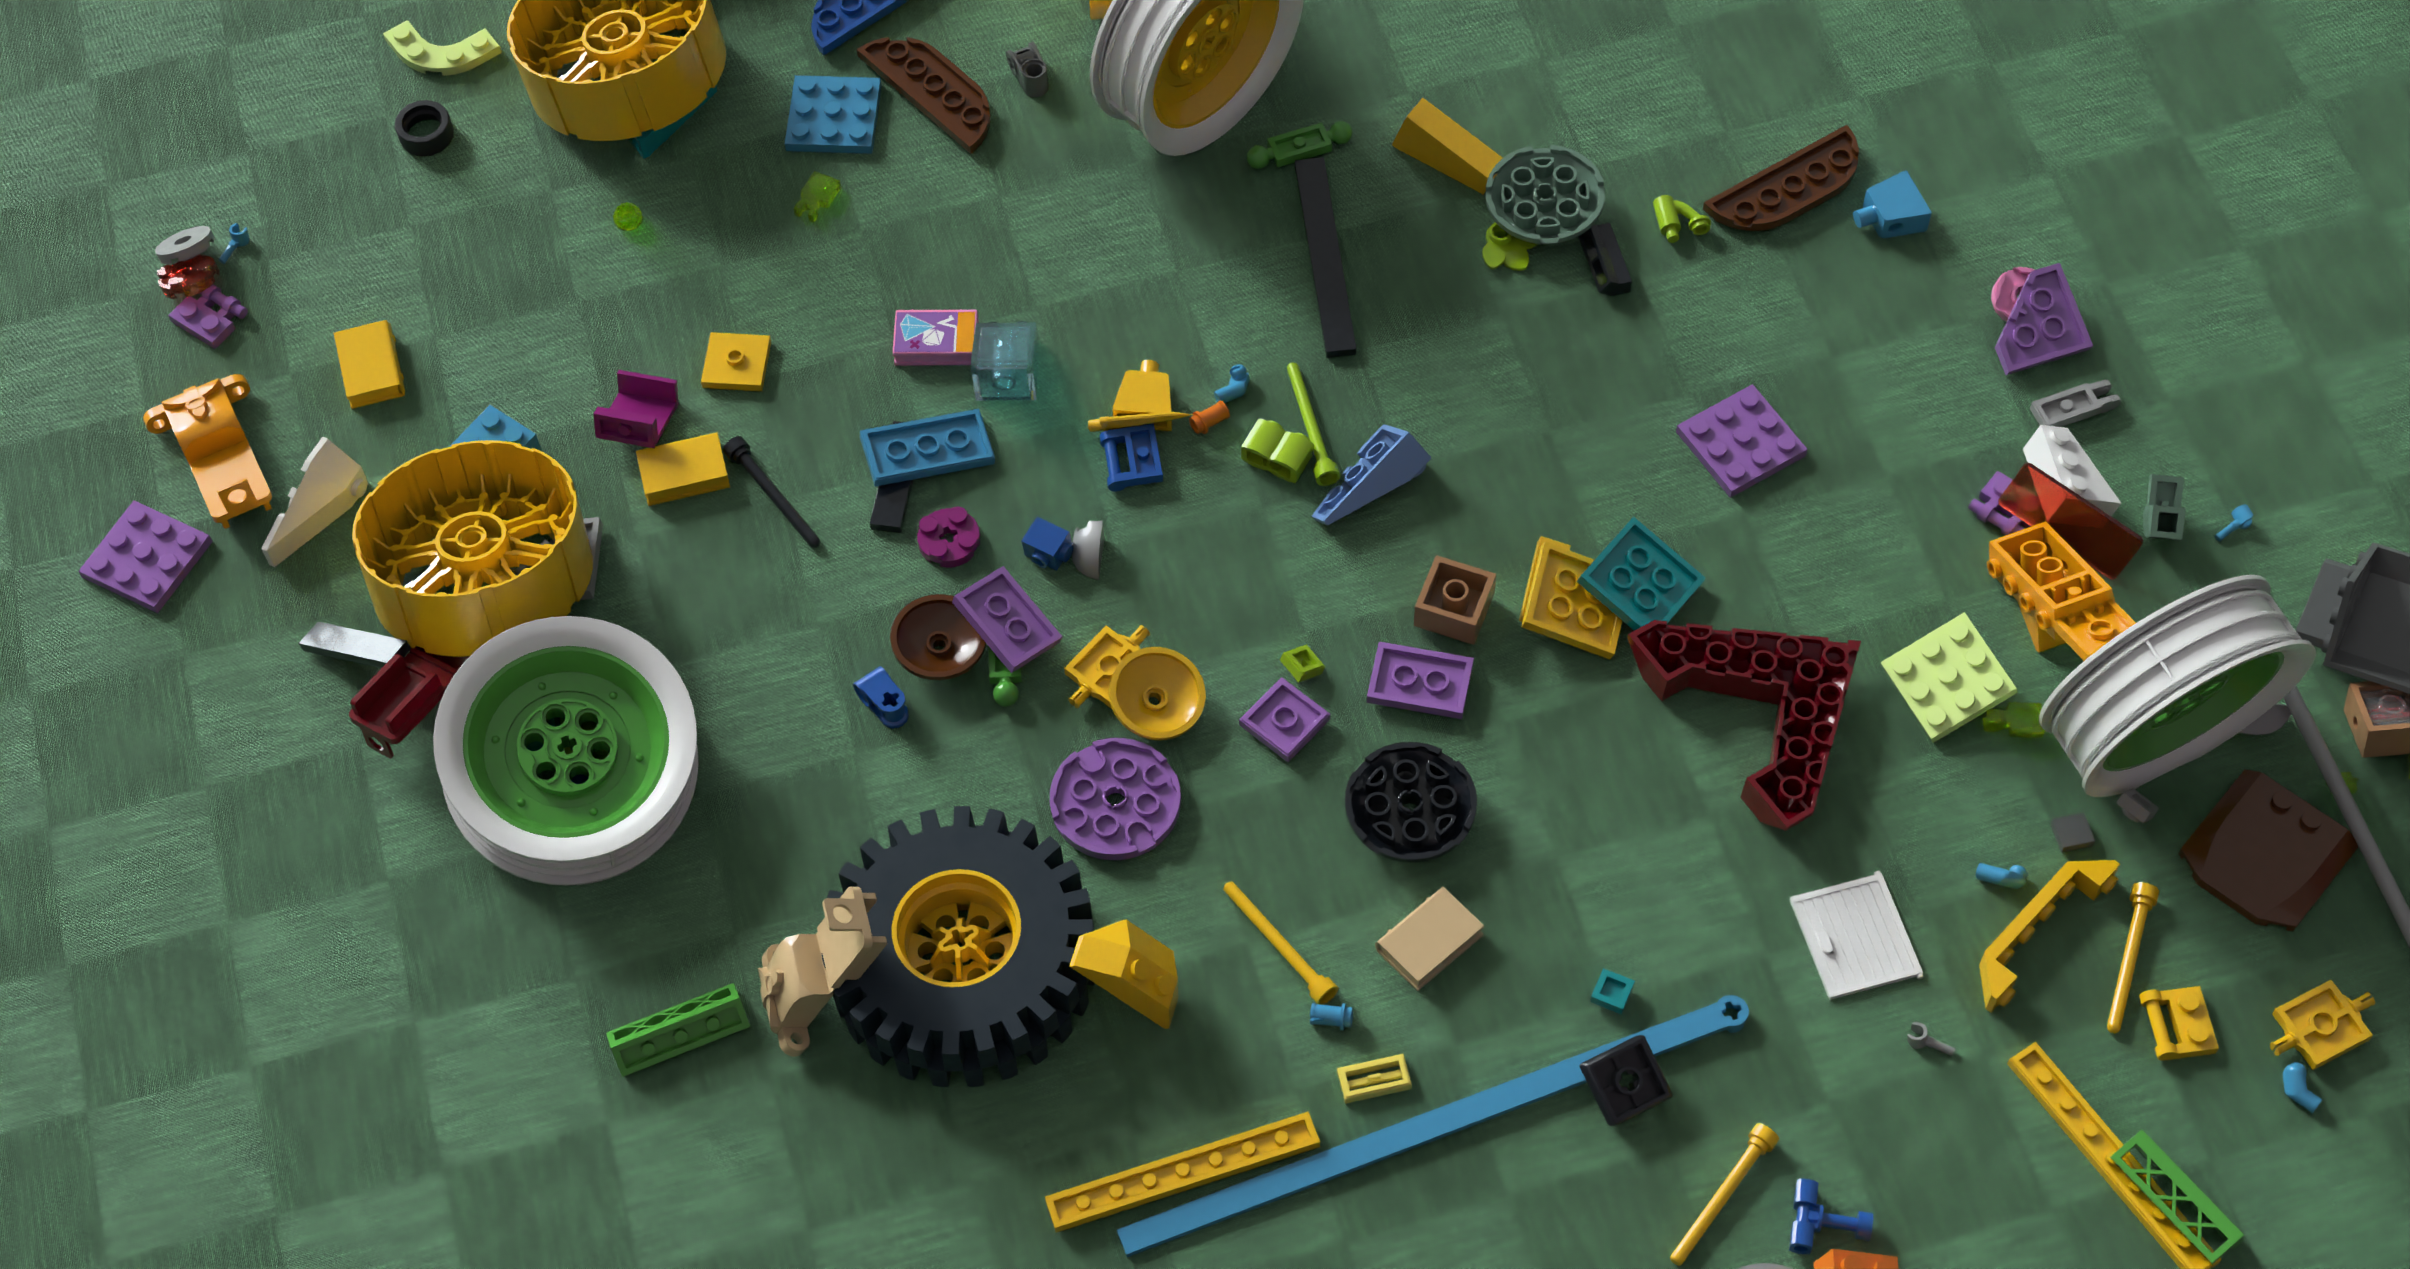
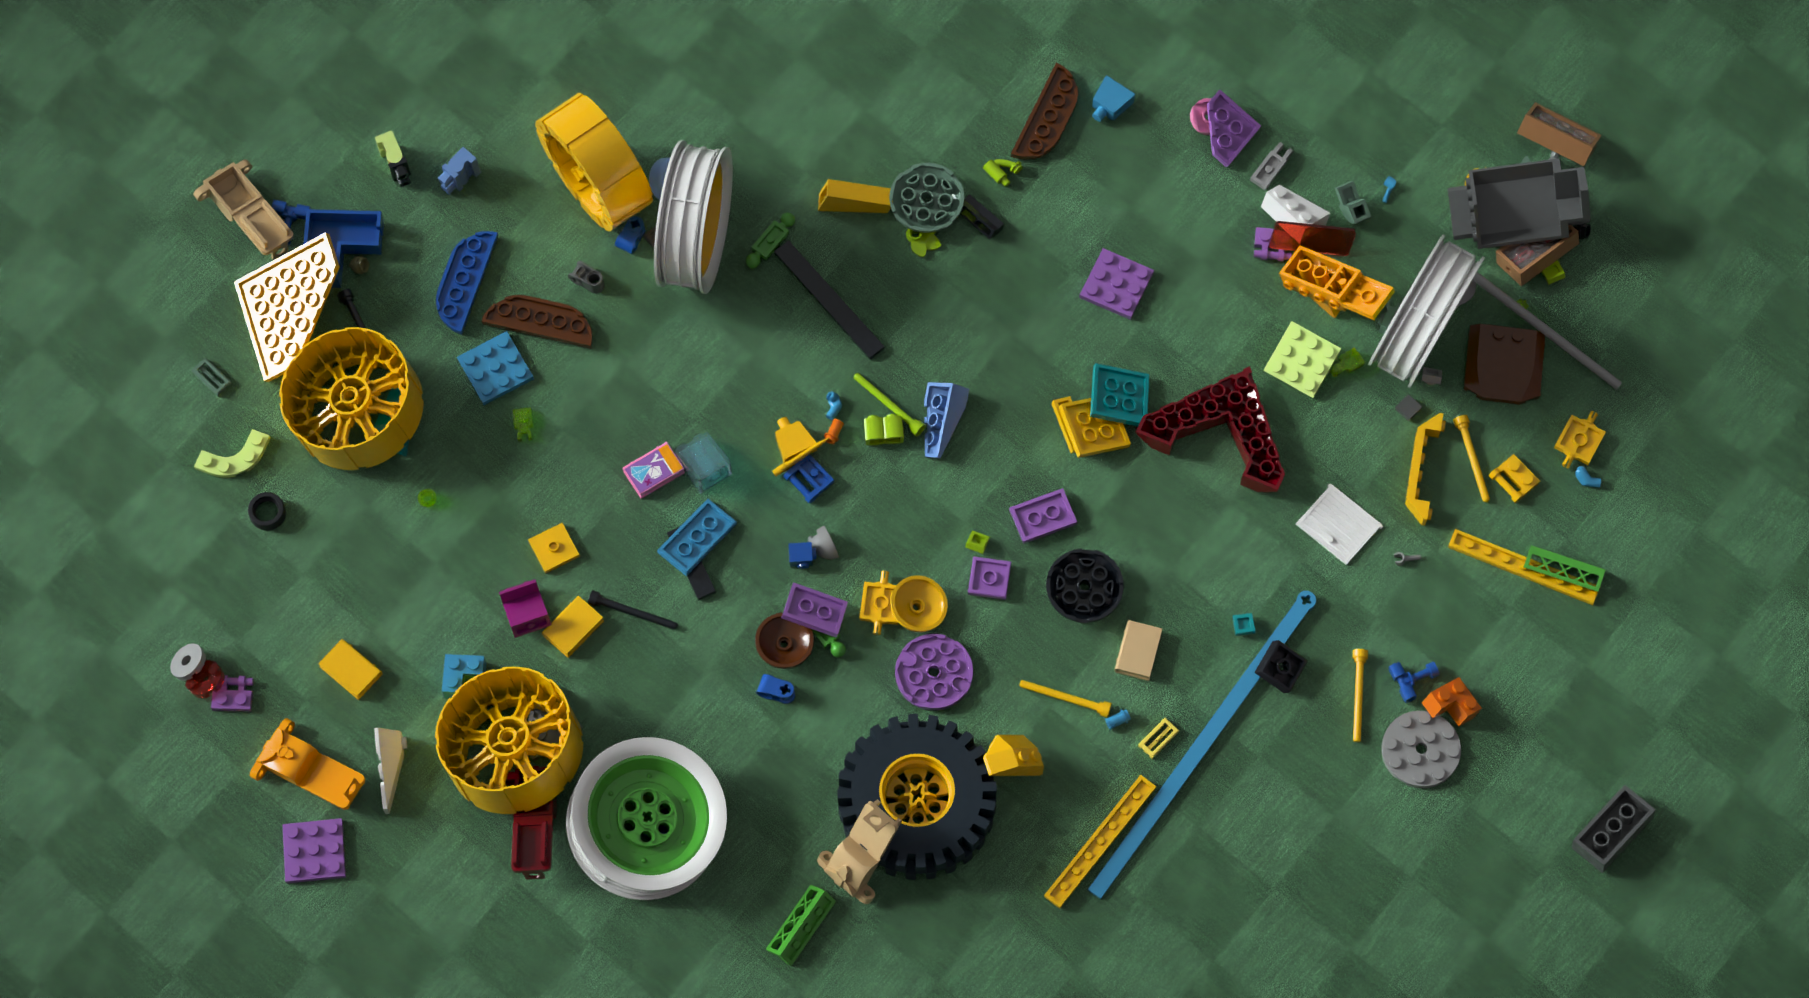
camera: 35 degrees left, 10 degrees up
(237, 239) = (211, 641): dark azure hand -> none
(353, 645) = (478, 831): tile -> none
(946, 521) = (741, 570): magenta plate -> none
(1454, 599) = (1033, 462): medium nougat brick -> none
(2010, 878) = (1389, 452): dark azure arm -> none

